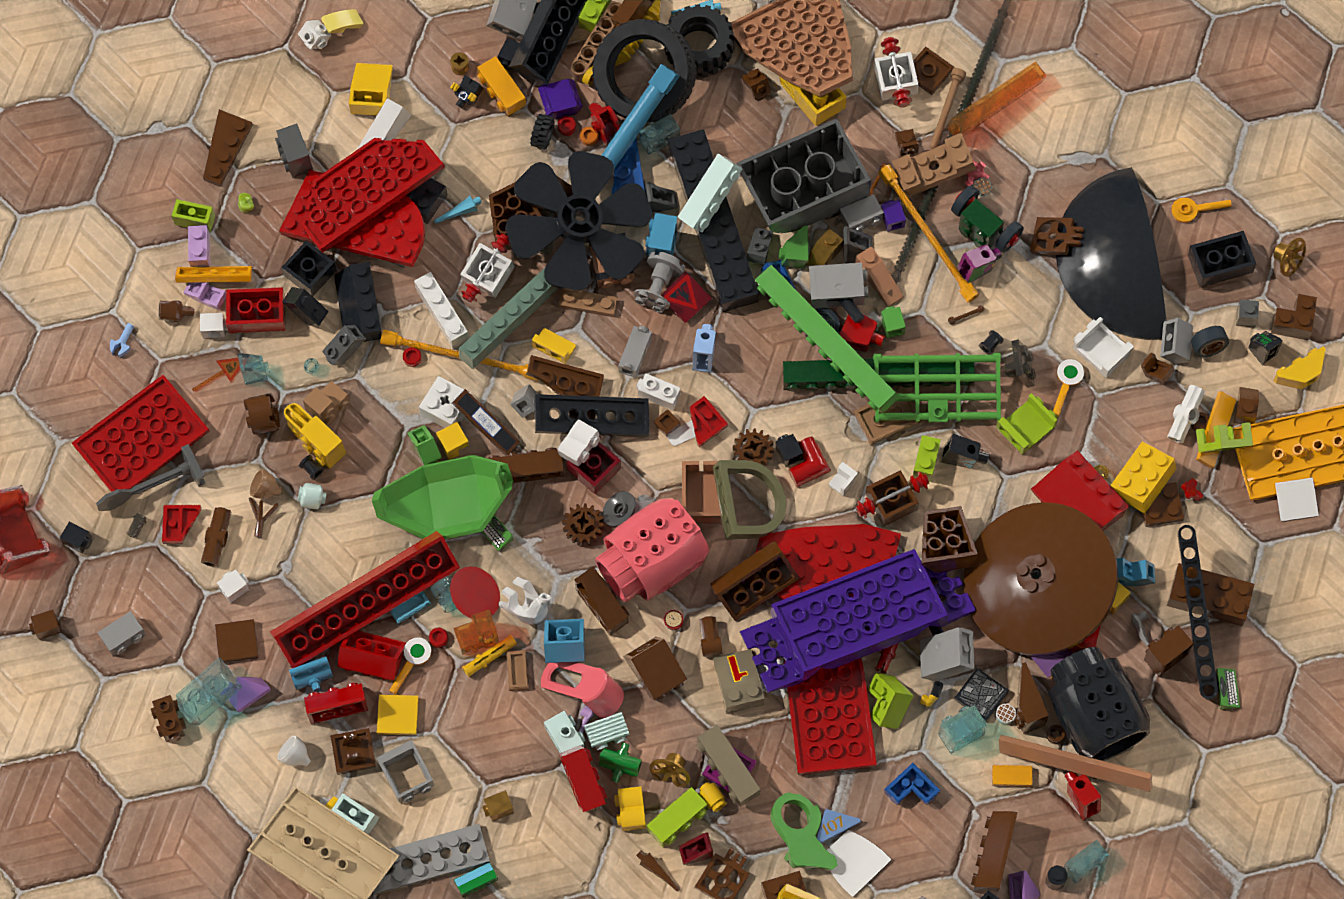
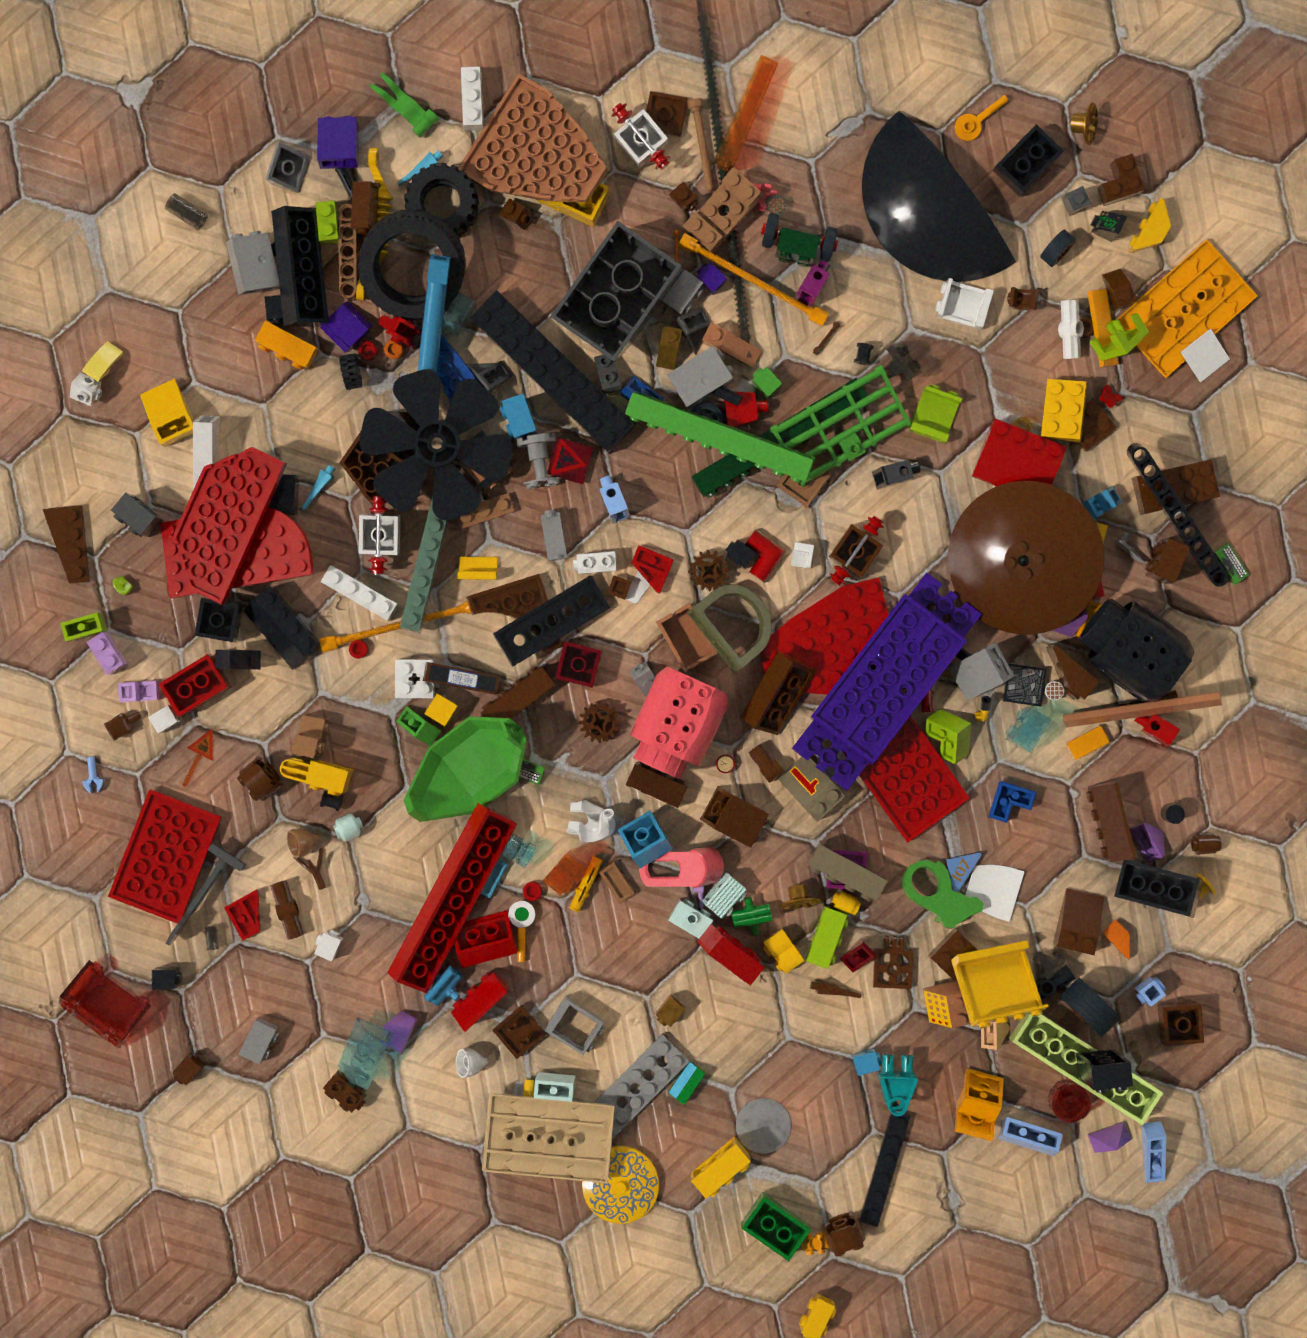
camera: 25 degrees left, 20 degrees up
(214, 274) = (136, 670): light orange tile -> none
(236, 640) = (361, 990): reddish brown tile -> none
(253, 368) = (225, 740): clear light blue slope -> none
(308, 362) = (279, 708): clear light blue hinge -> none
(343, 345) = (293, 675): dark grey brick -> none
(397, 715) = (537, 978): yellow tile -> none
(459, 68) = (237, 346): pearl gold wheel -> none
(466, 91) = (258, 367): black piece -> none
(474, 591) = (542, 837): red sticker -> none
(524, 400) = (482, 635): light grey panel -> none
(578, 443) = (557, 657): white brick -> none
(619, 508) = (617, 691): dark grey dish -> none
(710, 193) = (541, 356): light aqua brick -> none
(795, 250) = (642, 359): bright green slope -> none
(927, 456) = (865, 496): lime brick -> none
(947, 540) = (925, 566): reddish brown wedge -> none
(1053, 728) = (1102, 681): reddish brown bush -> none
(1069, 239) = (881, 215): reddish brown piece -> none
(1069, 373) = (947, 345): piece -> none
(1086, 861) = (1190, 785): clear light blue brick -> none
(1176, 341) = (1027, 263): light grey brick -> none

